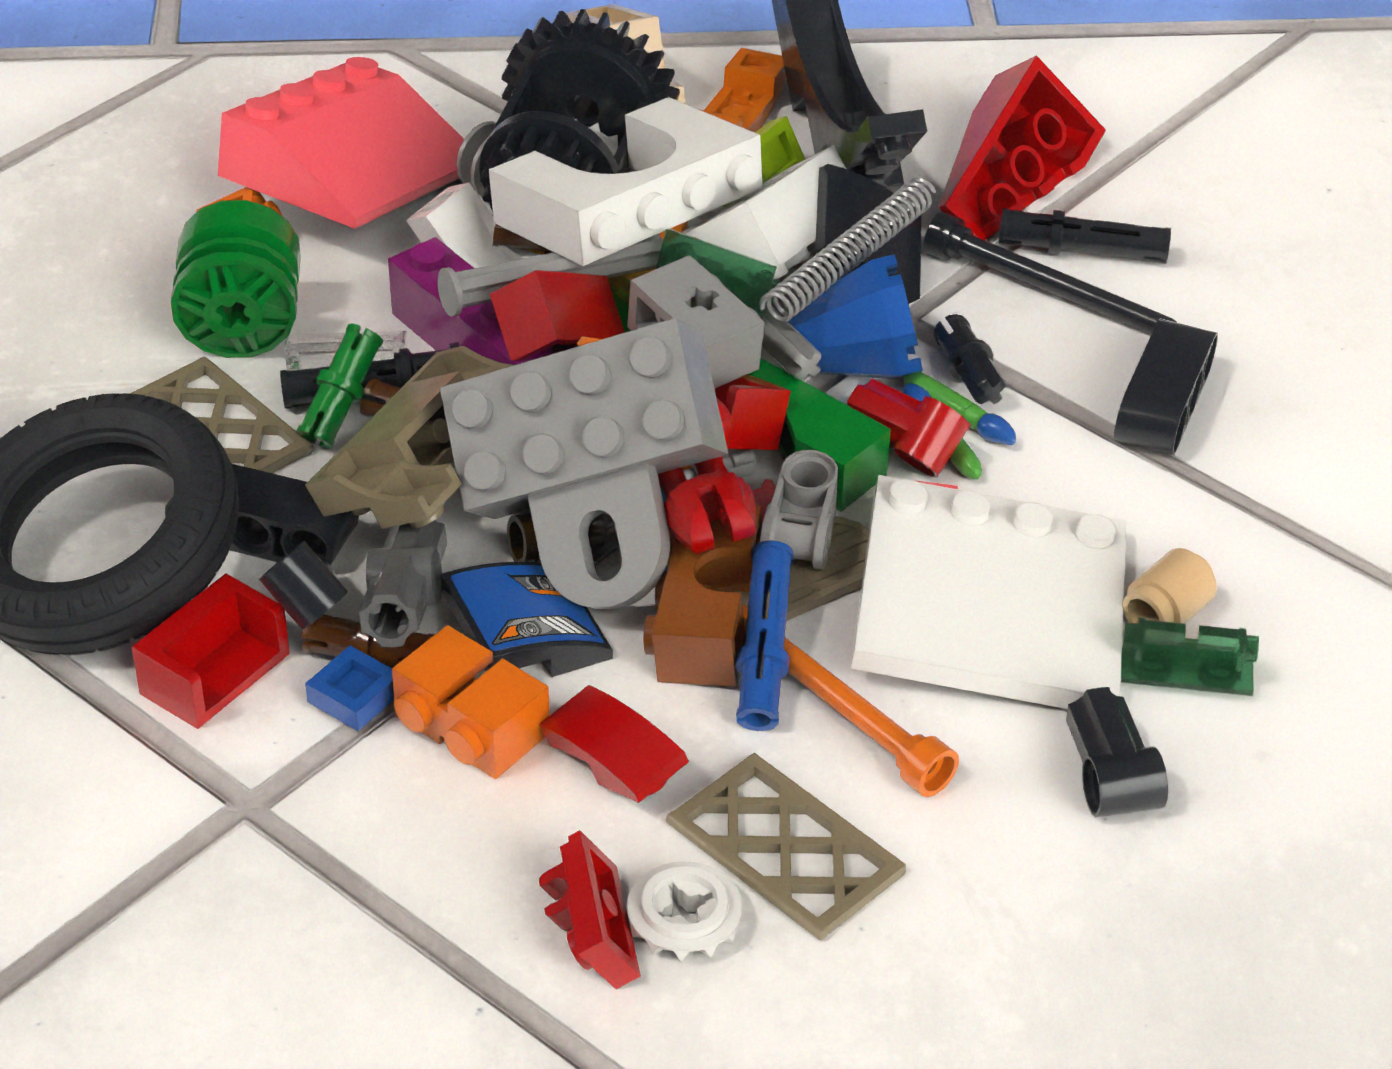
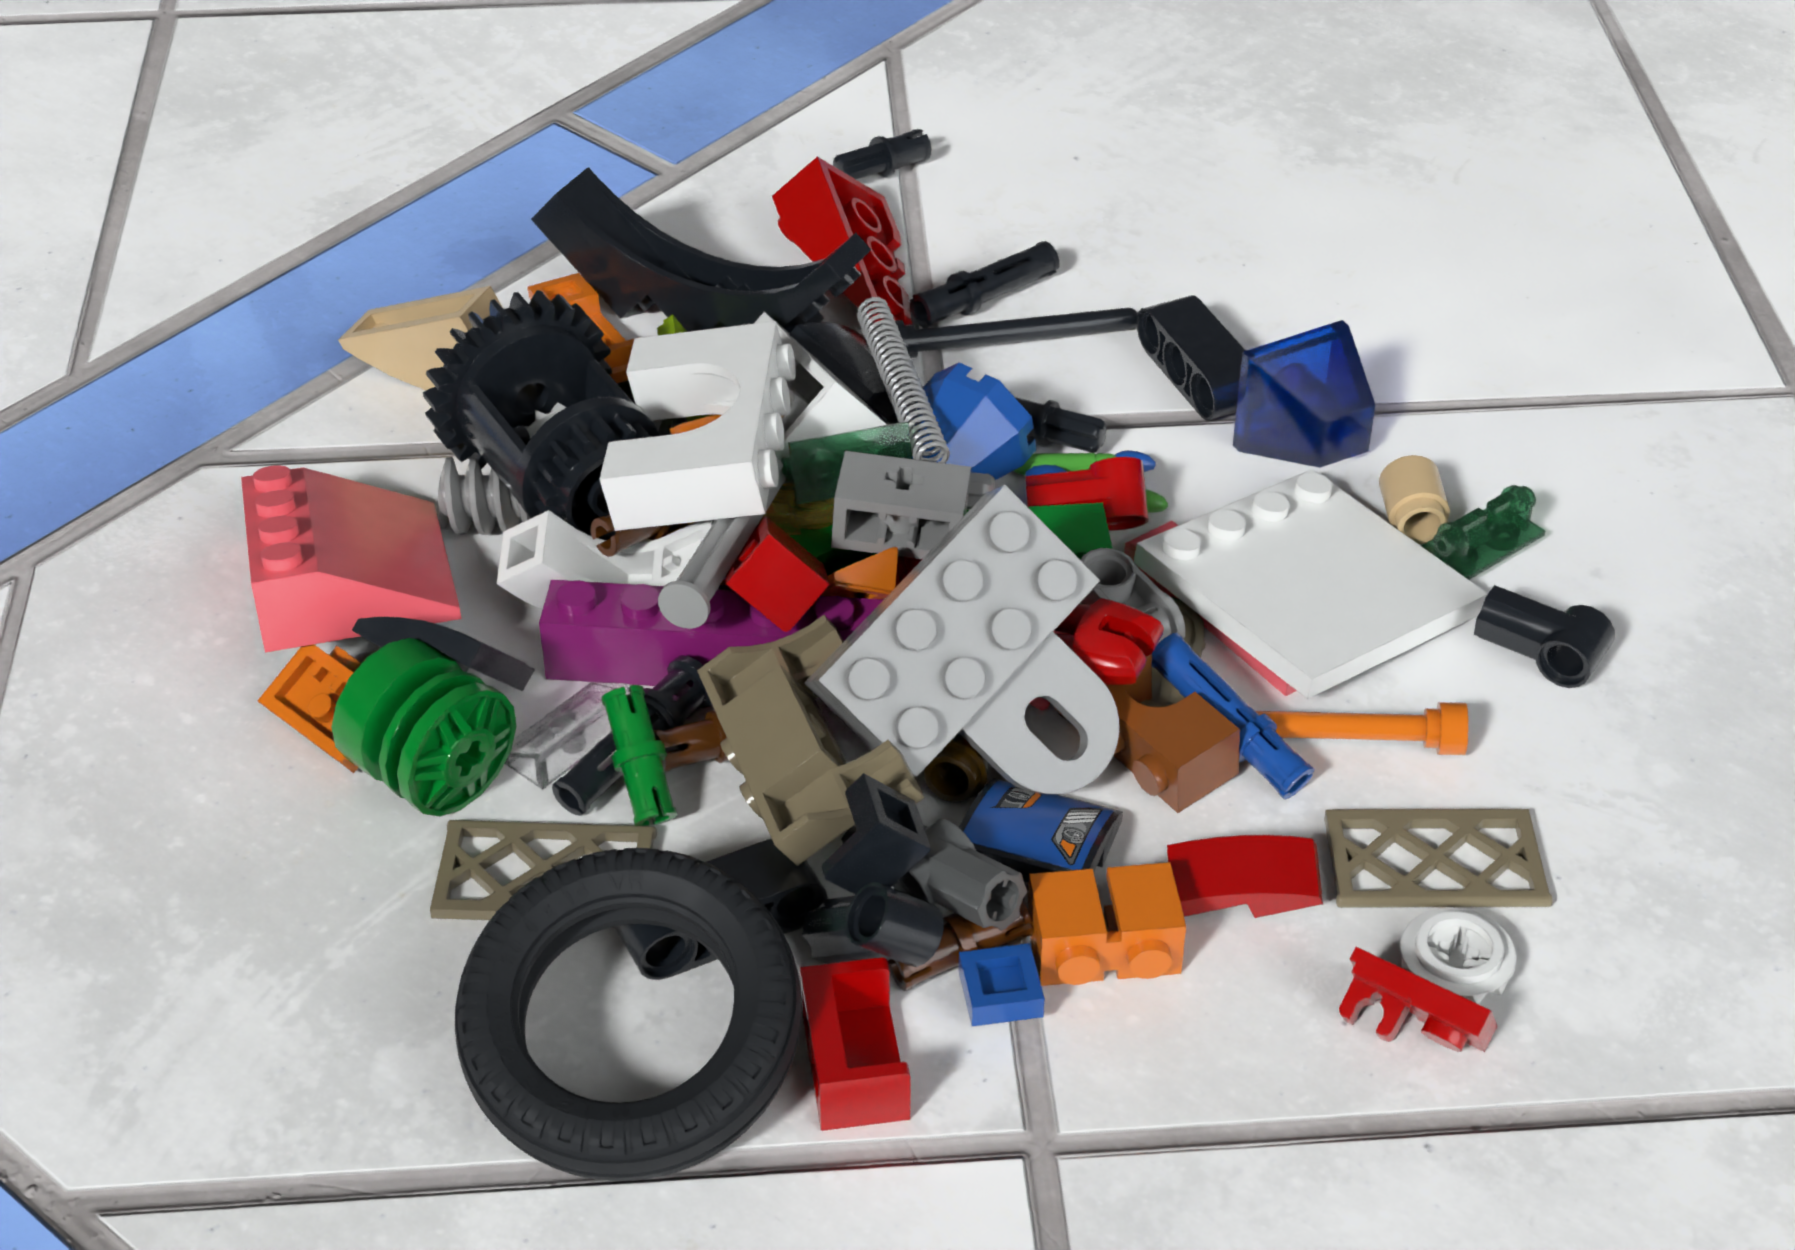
camera: 45 degrees left, 0 degrees up
(319, 247) = (458, 646): none -> black slope
(355, 518) = (886, 839): none -> black panel
(1151, 99) = (885, 155): none -> black axle
(1177, 457) = (1305, 399): none -> clear blue slope

